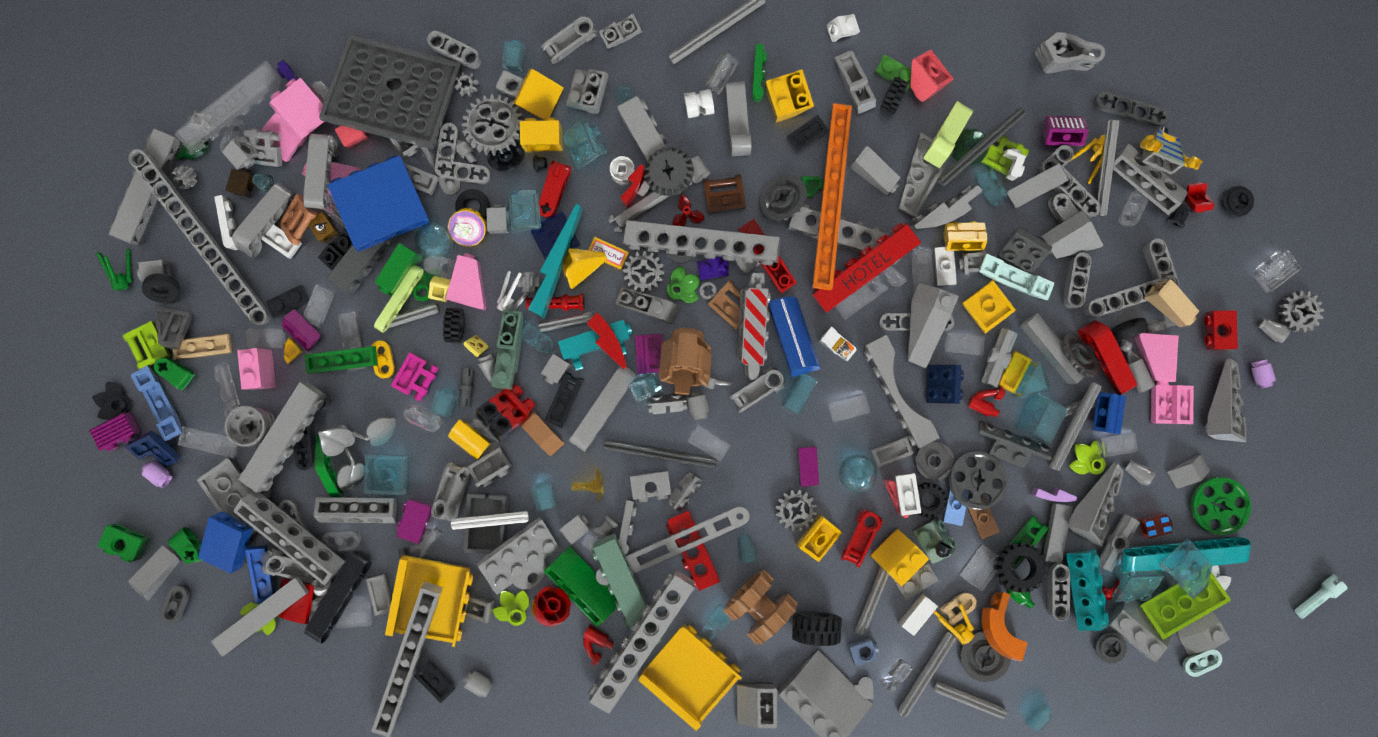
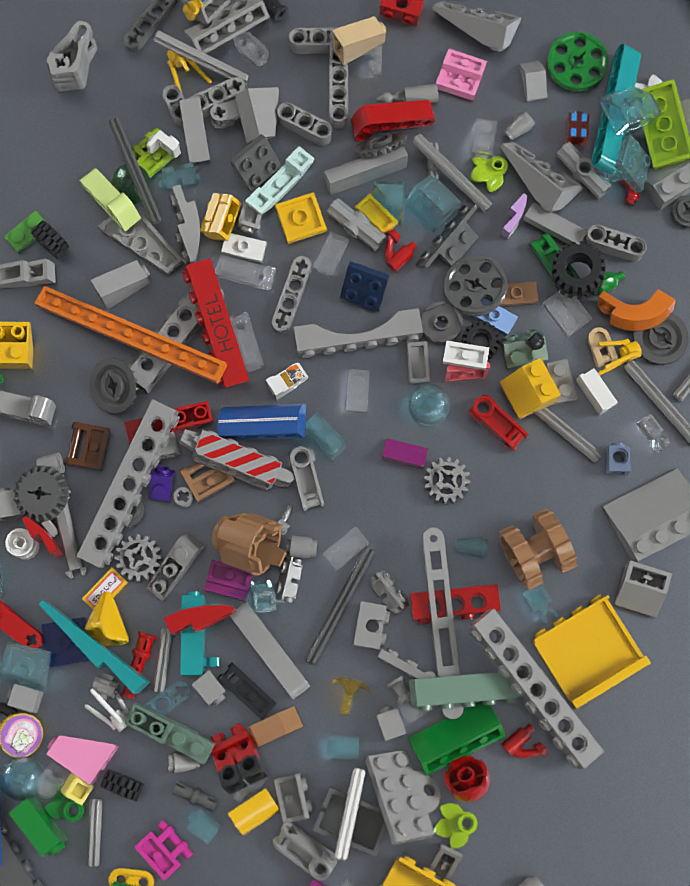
camera: 75 degrees left, 10 degrees down
(398, 298) = (70, 838): yellowish green beam -> none
(422, 418) = (212, 856): clear plate -> none
(476, 346) = (154, 768): light yellow slope -> none
(684, 205) = (85, 491): red plant -> none
(685, 283) = (168, 518): bright green plate -> none
(807, 133) = (56, 340): black plate -> none
(813, 184) = (111, 350): green tile -> none
(816, 628) = (578, 497): black tyre -> none
(818, 538) = (483, 466): yellow slope -> none
(865, 687) = (657, 470): light grey tile -> none
(894, 277) = (237, 300): clear plate -> none
(928, 76) = (43, 200): coral slope -> none
(929, 317) = (291, 278): light grey wedge -> none
(1065, 130) = (148, 86): magenta brick -> none
(1087, 590) = (622, 214): teal brick -> none
(1109, 413) = (449, 135): blue brick -> none
(1130, 328) = (370, 87): black tyre -> none
(1159, 356) = (407, 70): bright pink slope -> none

